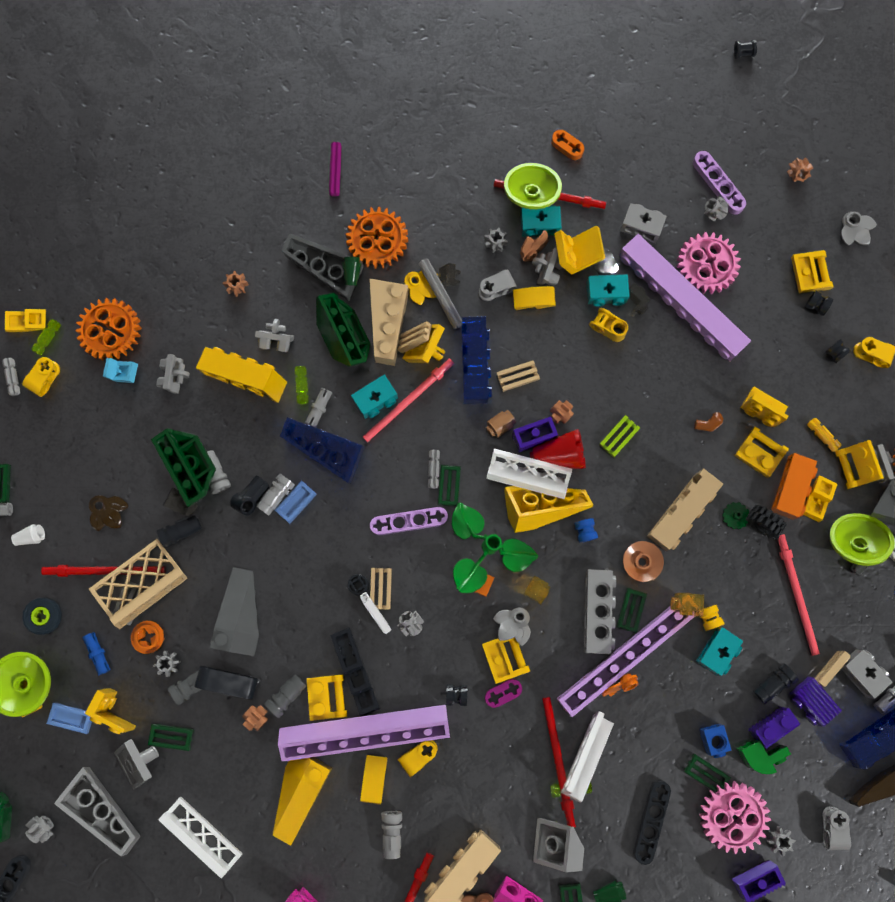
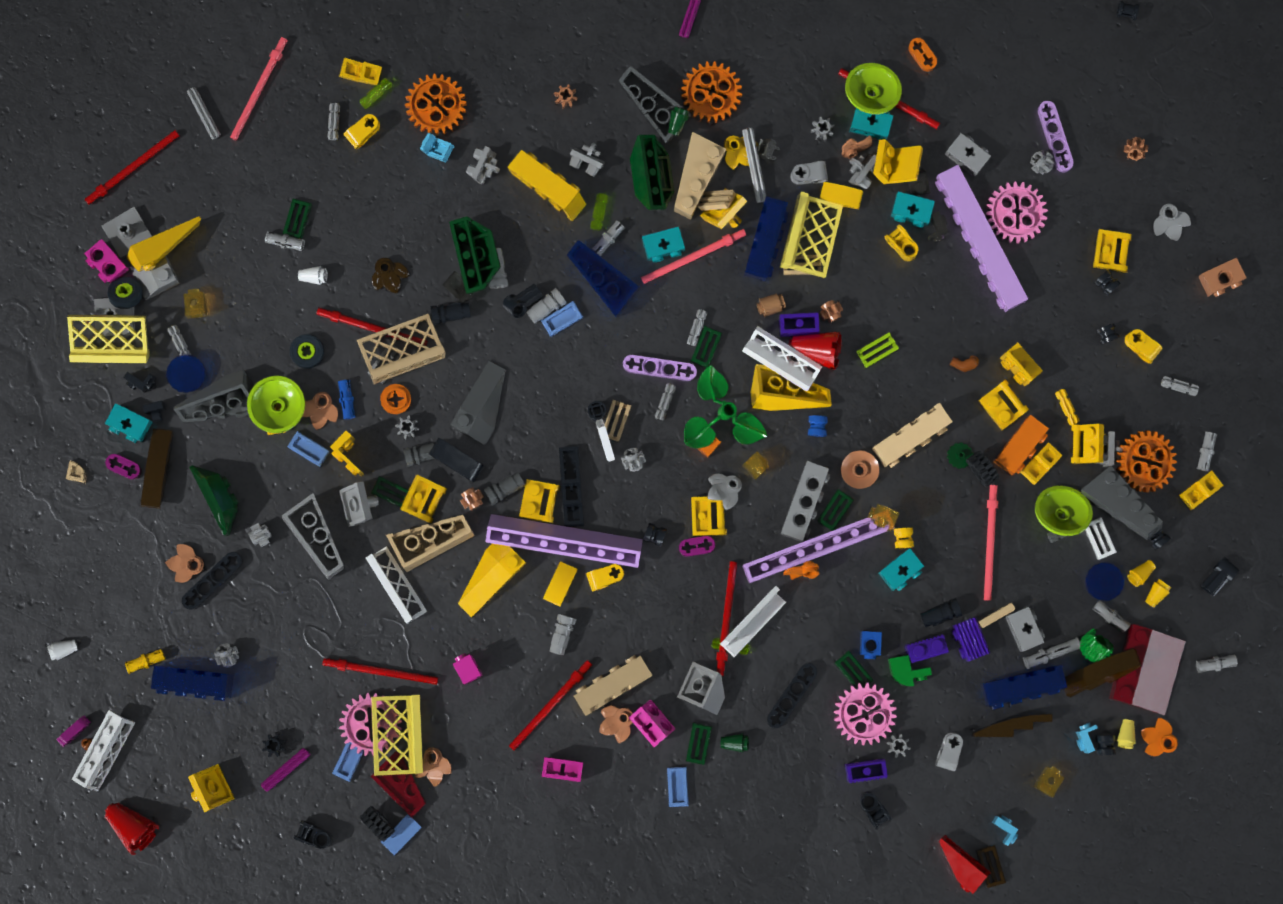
camera: 15 degrees right, 5 degrees up
(71, 676) = (320, 413): none -> nougat plate
(197, 734) = (418, 496): none -> yellow plate
(218, 781) = (428, 541): none -> tan wedge
(425, 553) = (665, 401): none -> light grey axle
(501, 342) = (795, 231): none -> light yellow fence

